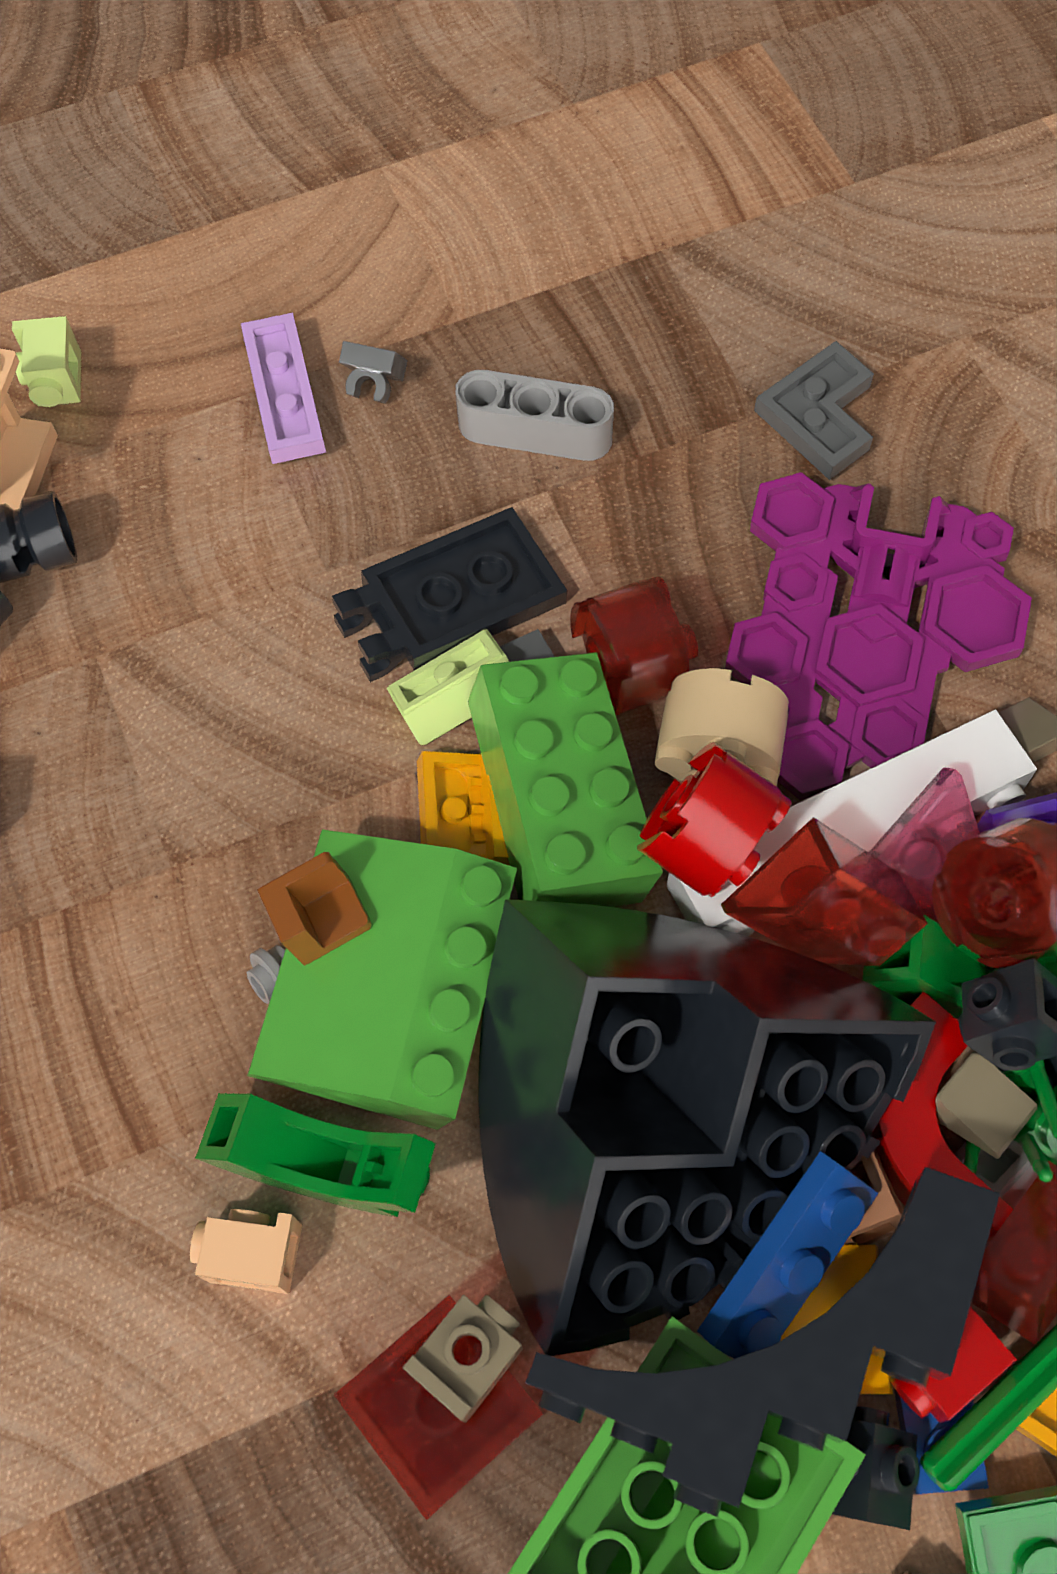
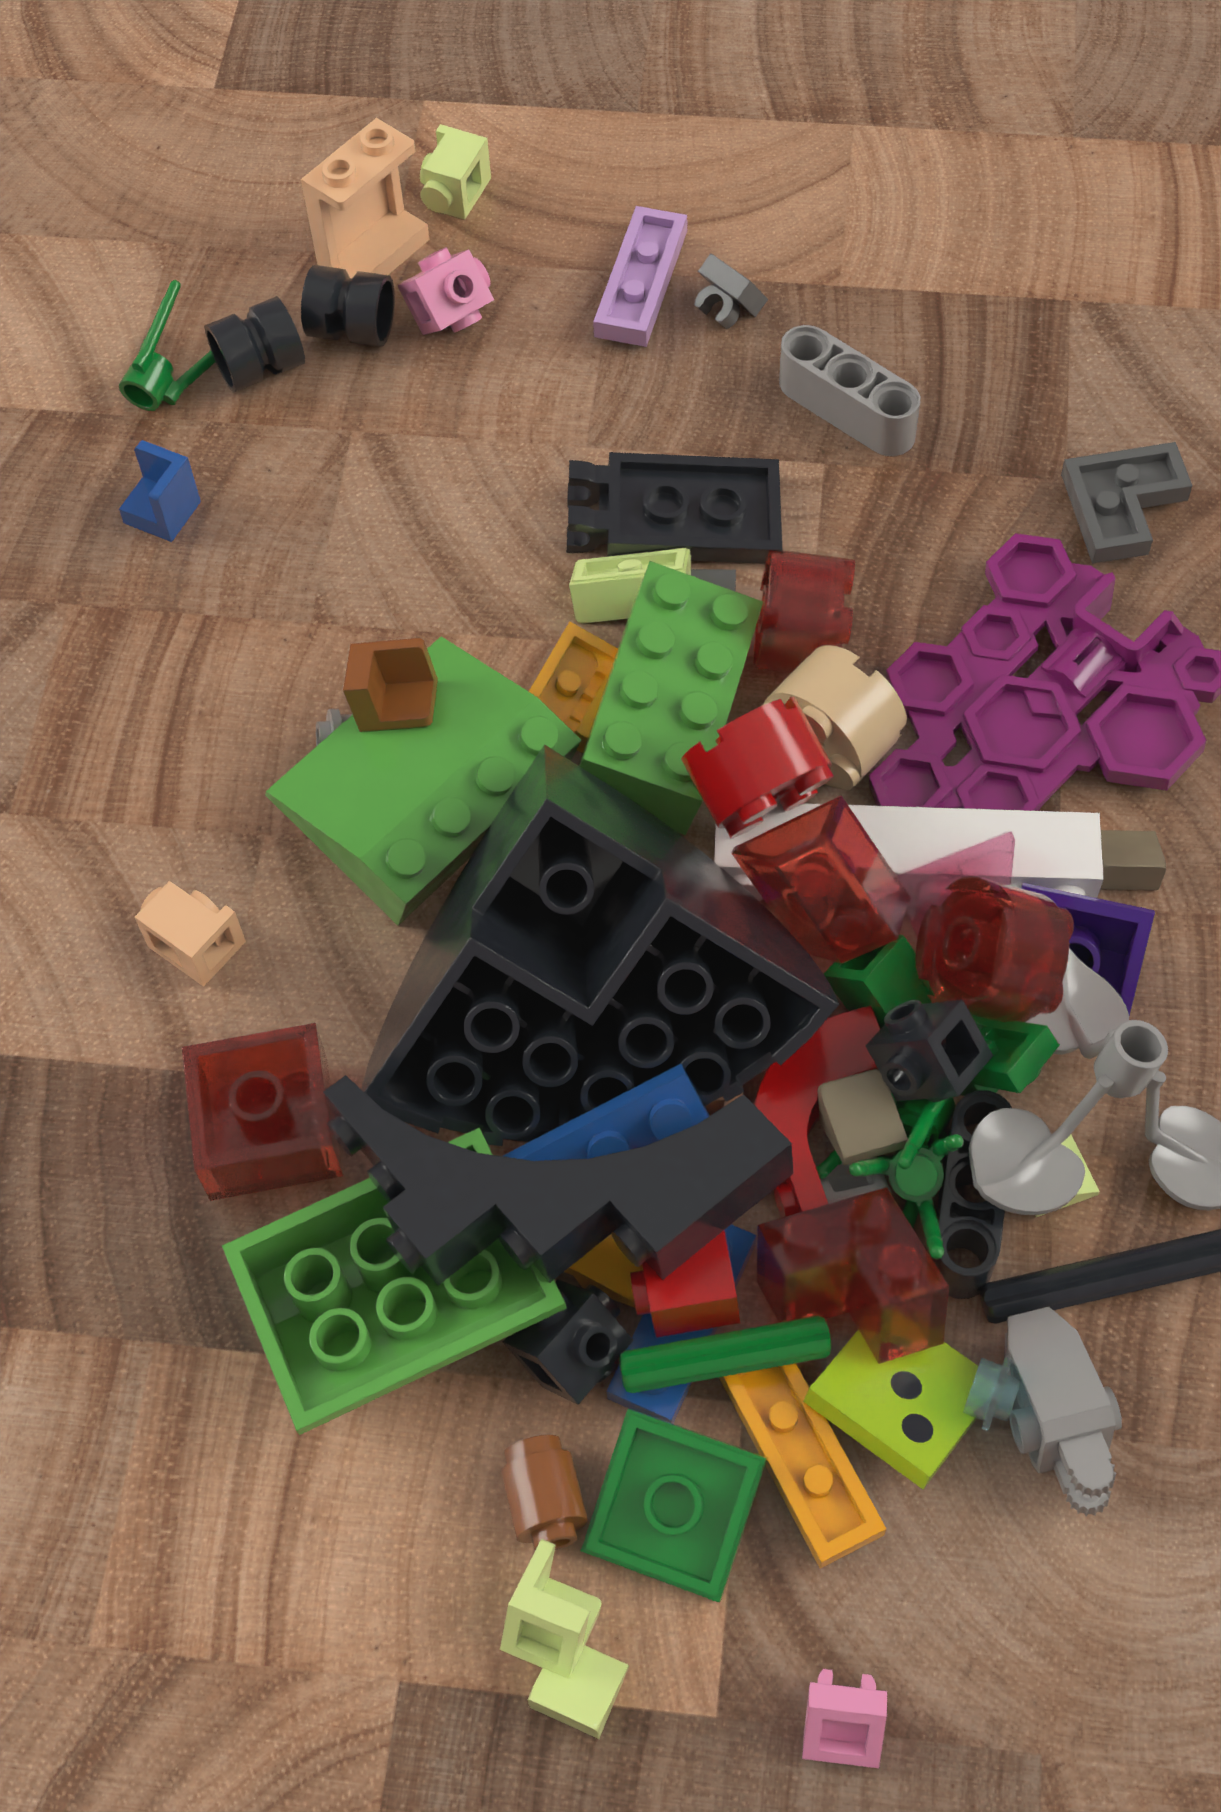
camera: 30 degrees right, 5 degrees down
(114, 482) = (447, 291): none -> bright pink brick
(316, 1158) = (278, 883): green arch -> none
(462, 1386) = (294, 1062): dark tan brick -> none

